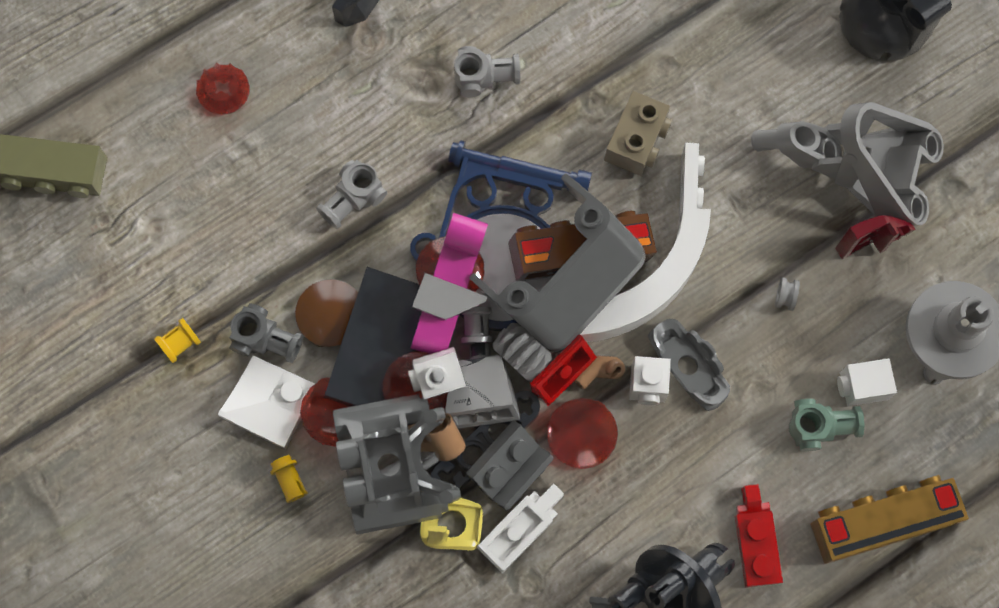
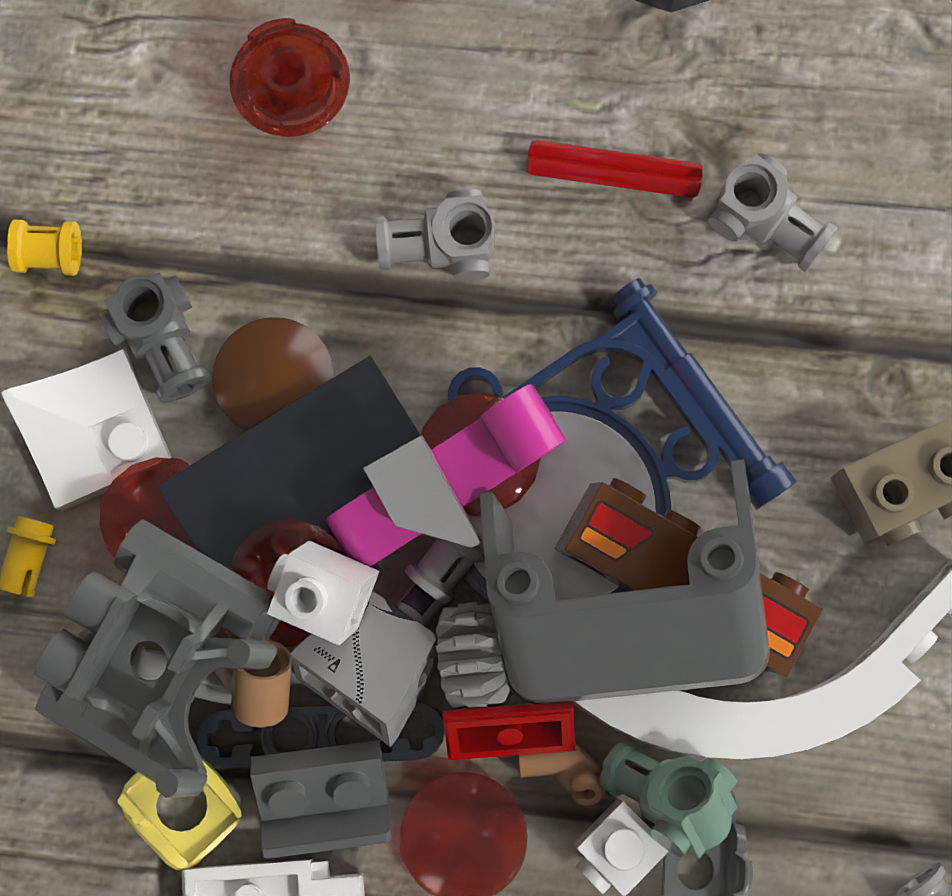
camera: 45 degrees right, 5 degrees up
(227, 177) = (289, 79): none -> clear red cone
(400, 105) = (614, 168): none -> red axle
(656, 334) = (669, 791): none -> sand green connector

